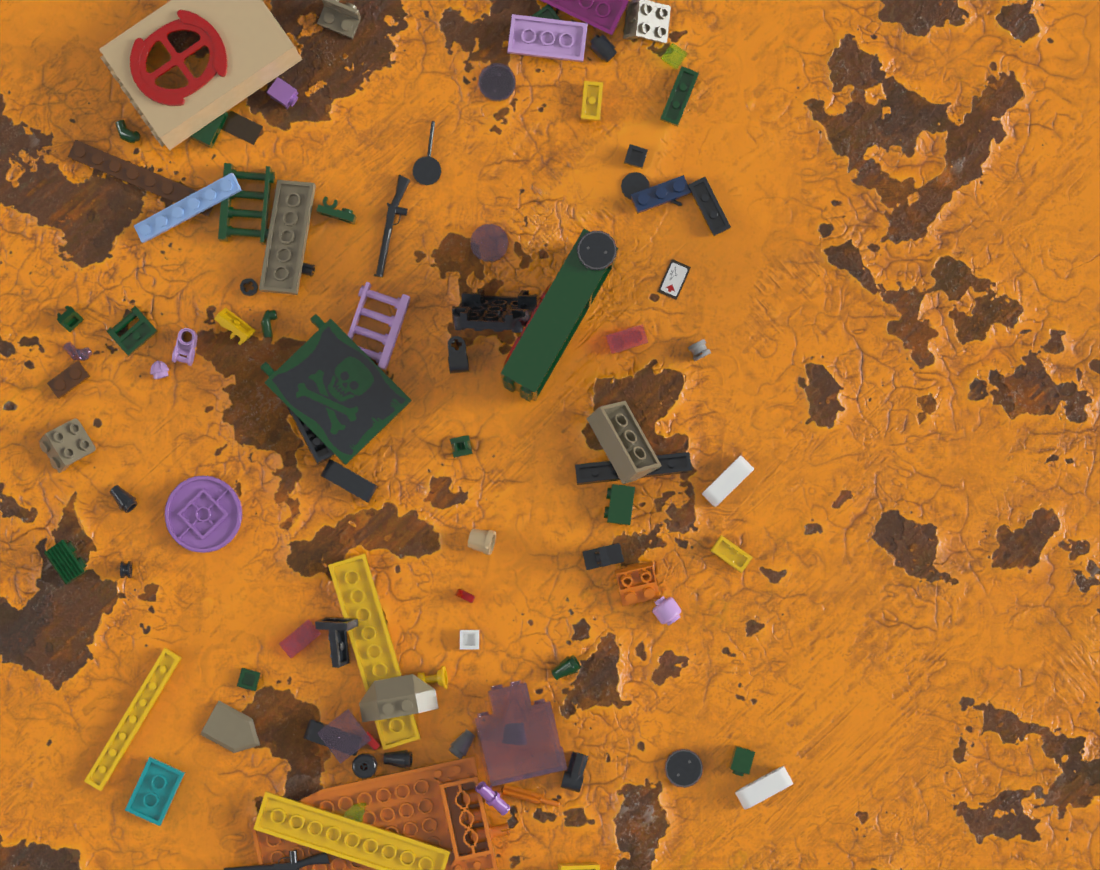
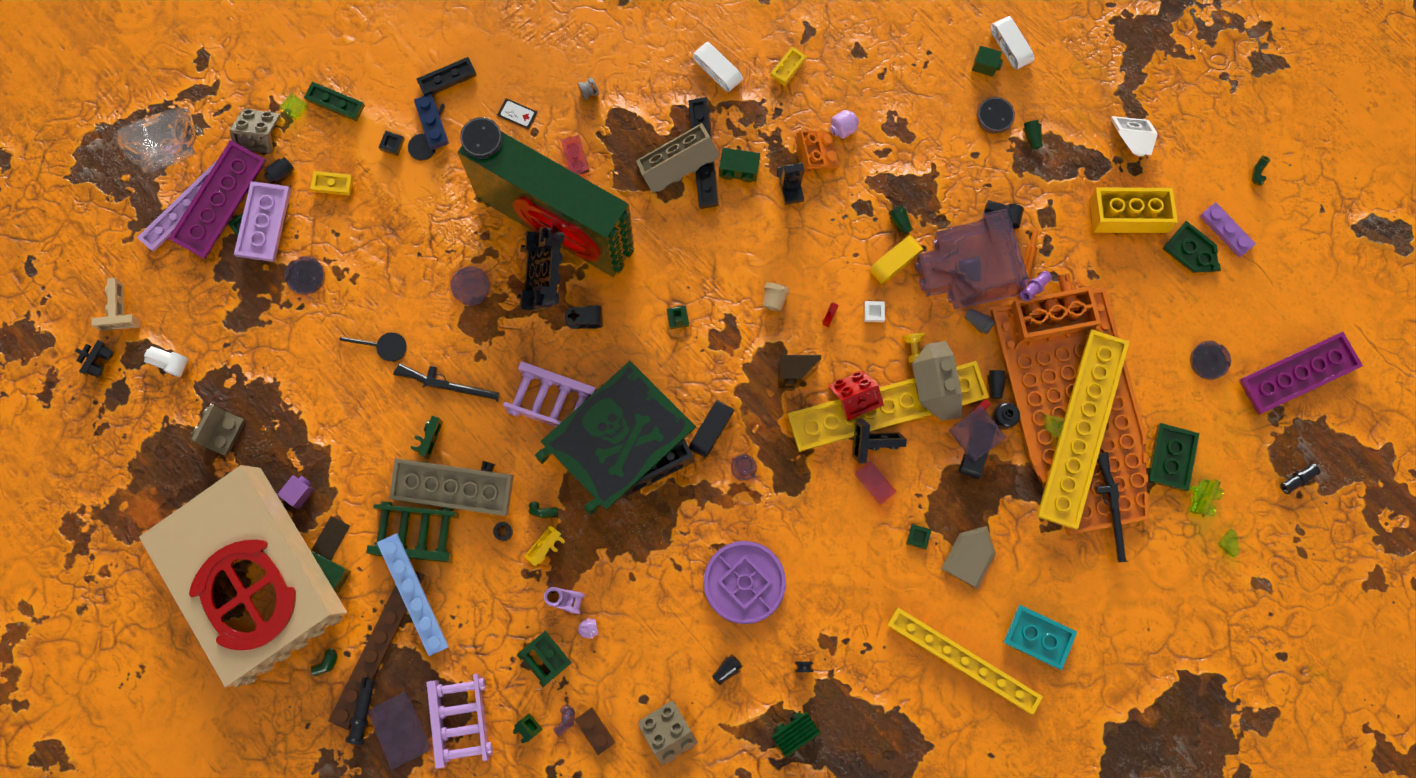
camera: 90 degrees left, 10 degrees down
(64, 240) = (439, 712): none -> lavender fence
(68, 203) = (399, 730): none -> clear purple plate
(75, 167) = (360, 721): none -> black pin
(313, 512) = (743, 467): none -> piece
(383, 619) = (857, 394): none -> red bracket
(404, 560) = (795, 370): none -> dark brown slope
(523, 662) = (896, 259): none -> yellow beam
(662, 806) = (1033, 132): none -> dark green cone

